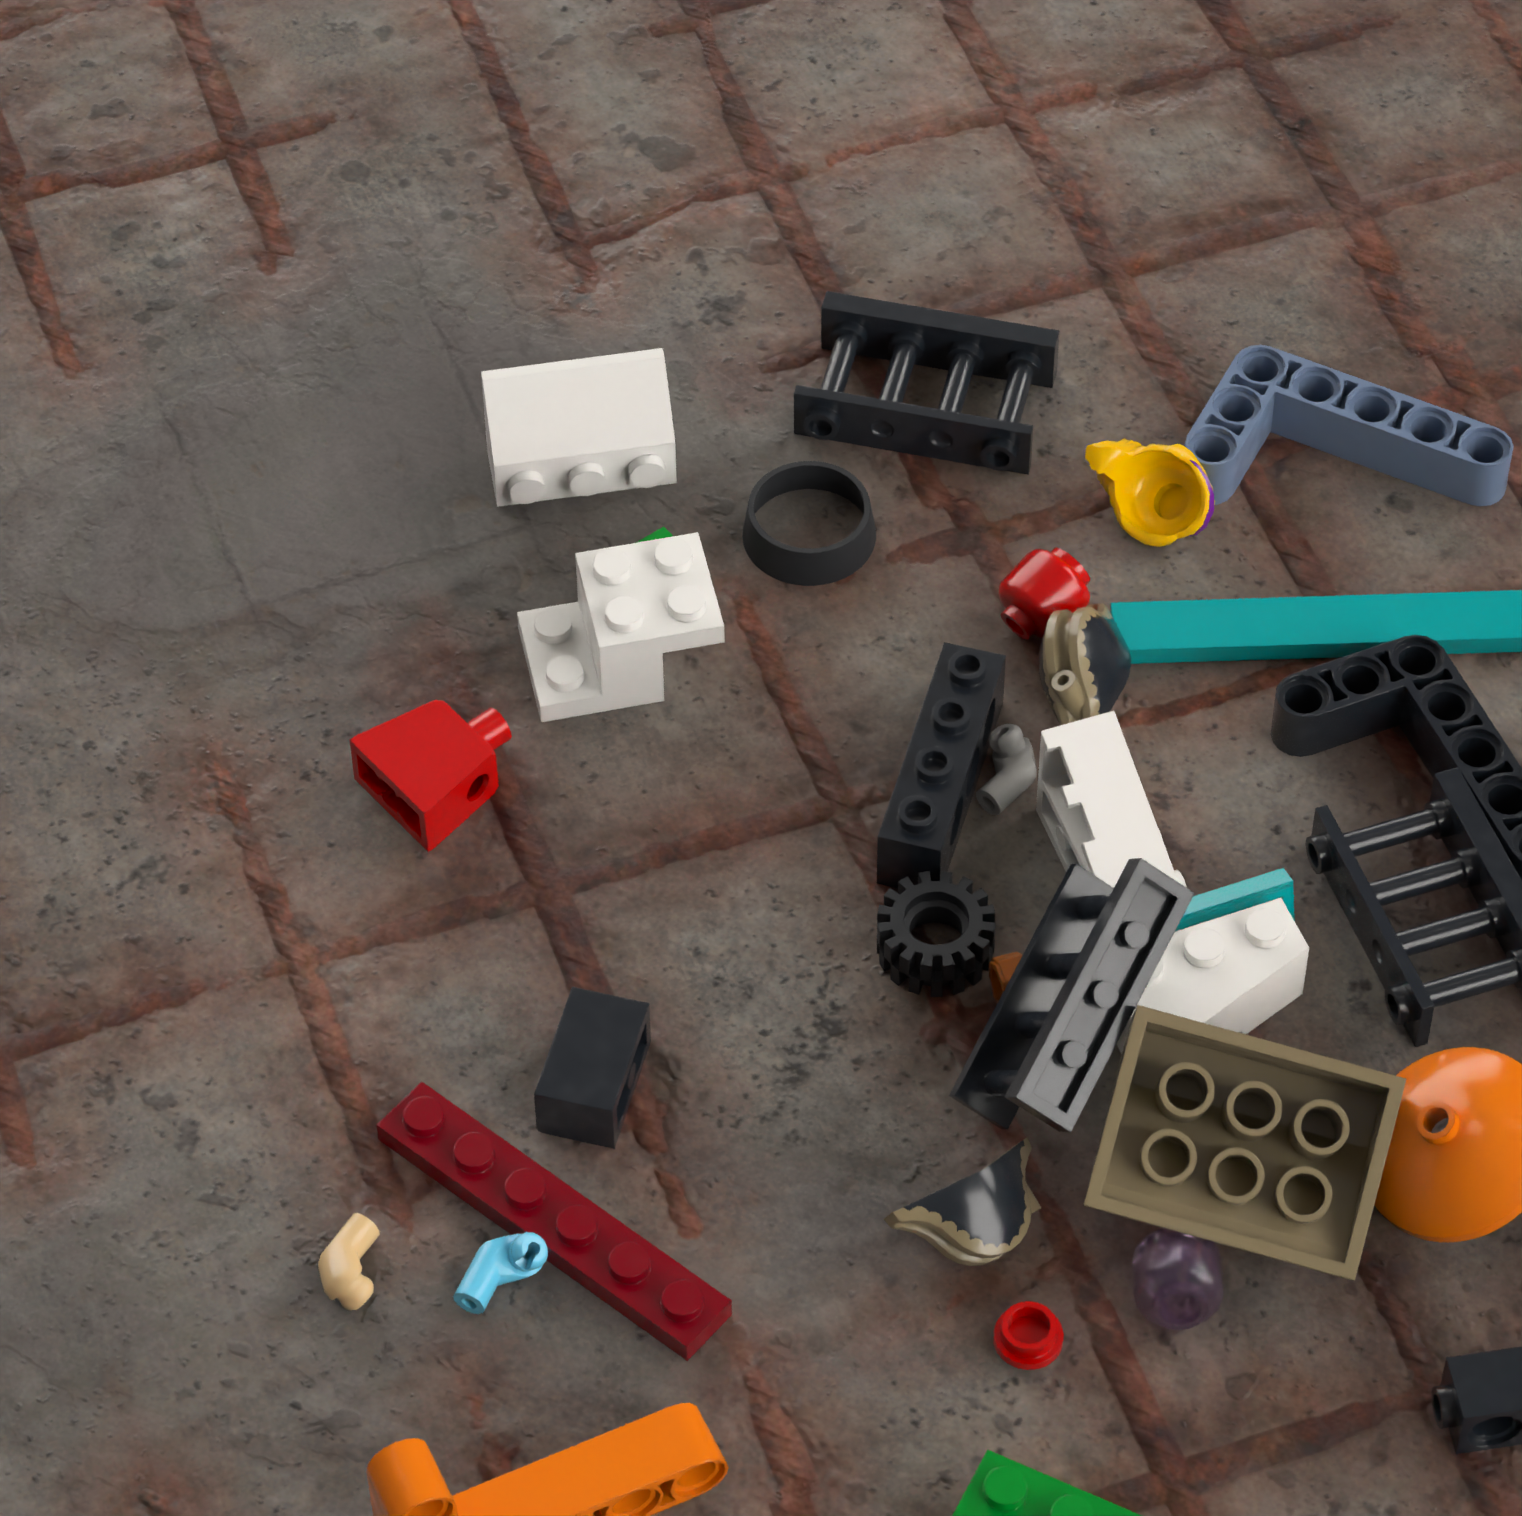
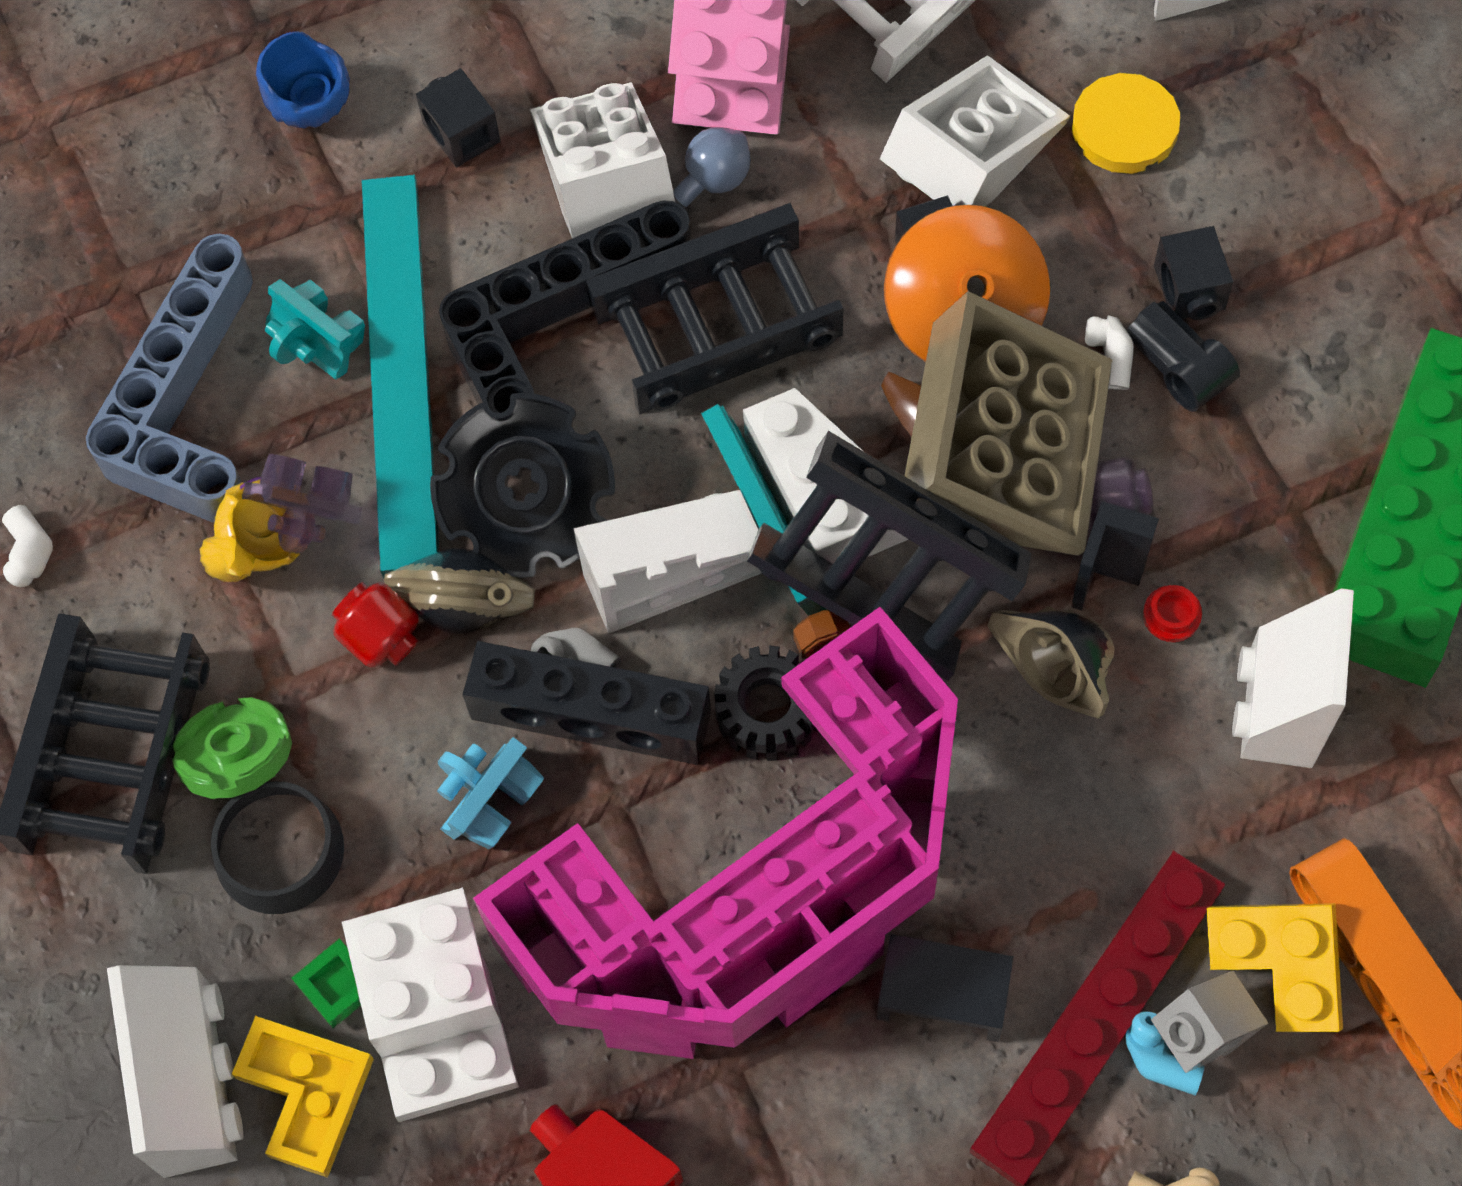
camera: 90 degrees left, 15 degrees up
(522, 1293) = (1209, 1021): none -> light grey brick
(545, 554) = (320, 1088): none -> yellow plate
(599, 1394) = (1298, 947): none -> yellow plate
(684, 910) = (782, 918): none -> dark pink brick
(871, 698) = (505, 771): none -> medium azure hips
(904, 1422) = (1295, 682): none -> white slope
(912, 479) = (231, 748): none -> bright green tile
(1088, 1233) = (1115, 548): none -> black panel
(1151, 327) = (30, 550): none -> white arm
(1172, 519) = (281, 488): none -> hips
(1205, 708) = (490, 450): none -> black piece
(1361, 1387) = (1191, 367): none -> black piece
(1393, 558) = (305, 331): none -> teal hips
(1405, 1309) = (1116, 345): none -> white arm

